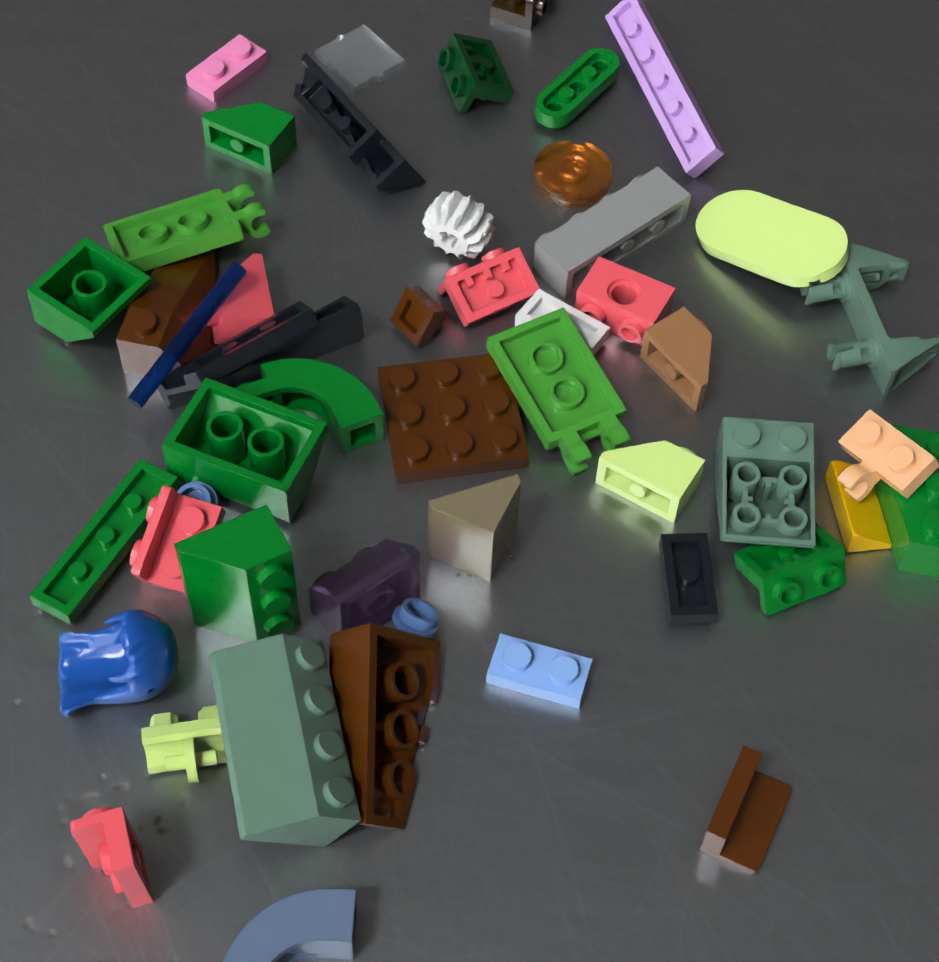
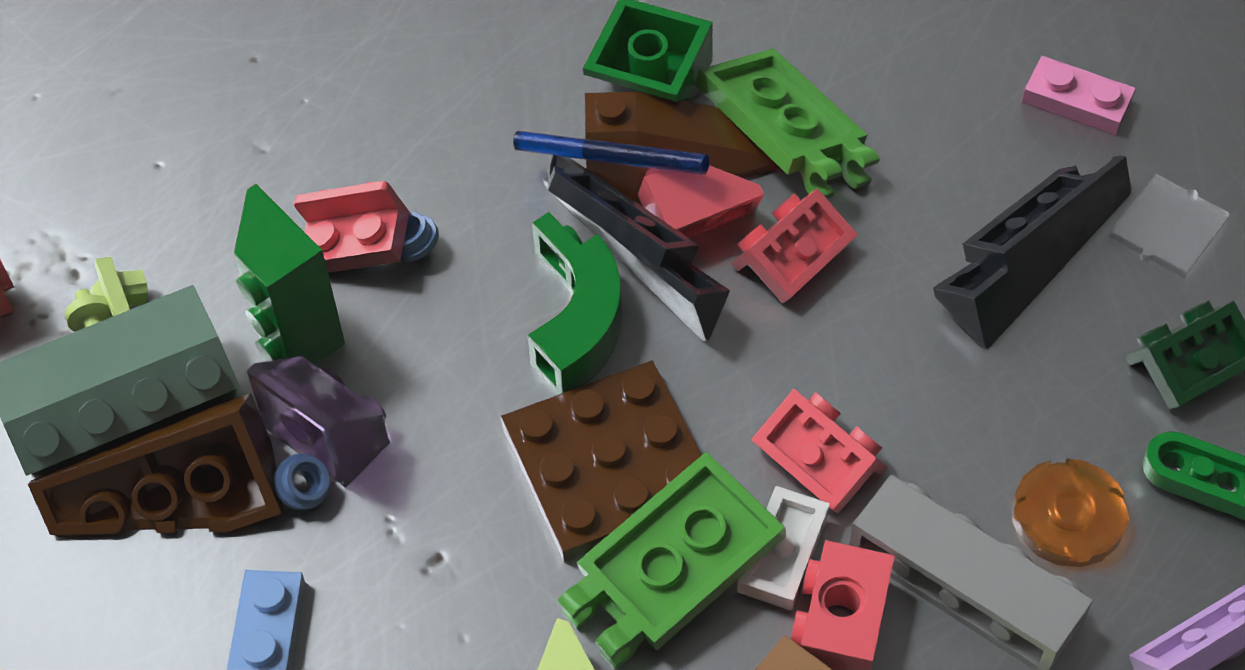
camera: 80 degrees right, 0 degrees up
(101, 544) = (321, 165): green plate -> none
(117, 663) = (193, 225): blue piece -> none
(245, 448) = (476, 253): green slope -> none
(251, 134) = (970, 147): green slope -> none
(301, 258) = (797, 245): none -> coral bracket
(418, 315) = (742, 382): reddish brown tile -> none
(458, 224) = (894, 385): white gear -> none
(475, 526) = (418, 508): dark tan slope -> none

